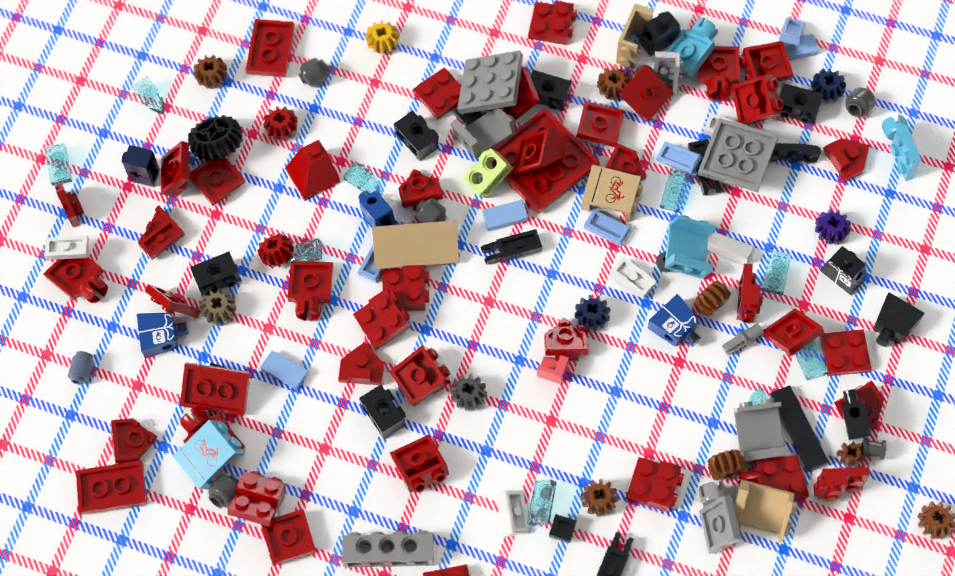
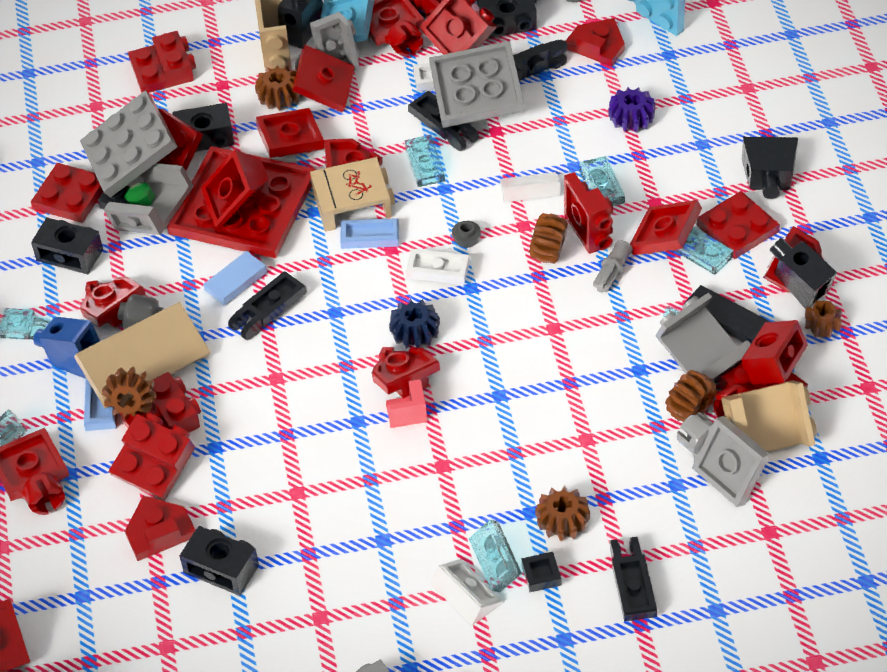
camera: 30 degrees left, 15 degrees down
(284, 370) = (54, 582): light blue tile -> none
(388, 271) = (117, 394): none -> dark orange gear
(420, 464) = (309, 593): red plate -> none
(421, 375) = (243, 494): red plate -> none
(474, 387) = (318, 483): dark grey gear -> none
(479, 122) = (140, 194): none -> green tile
(491, 177) = (193, 239): yellowish green brick -> none
(655, 484) = (620, 465): red plate -> none
(675, 323) = (522, 286): blue torso -> none
(679, 158) = (407, 124): light blue tile -> none
(688, 246) = (479, 202): medium azure panel -> none
(795, 467) = (774, 352): none -> red brick
(835, 481) = (833, 344): red plate -> none
(845, 270) = (677, 139): black torso -> none
(874, 448) = (845, 298): dark grey bush -> none

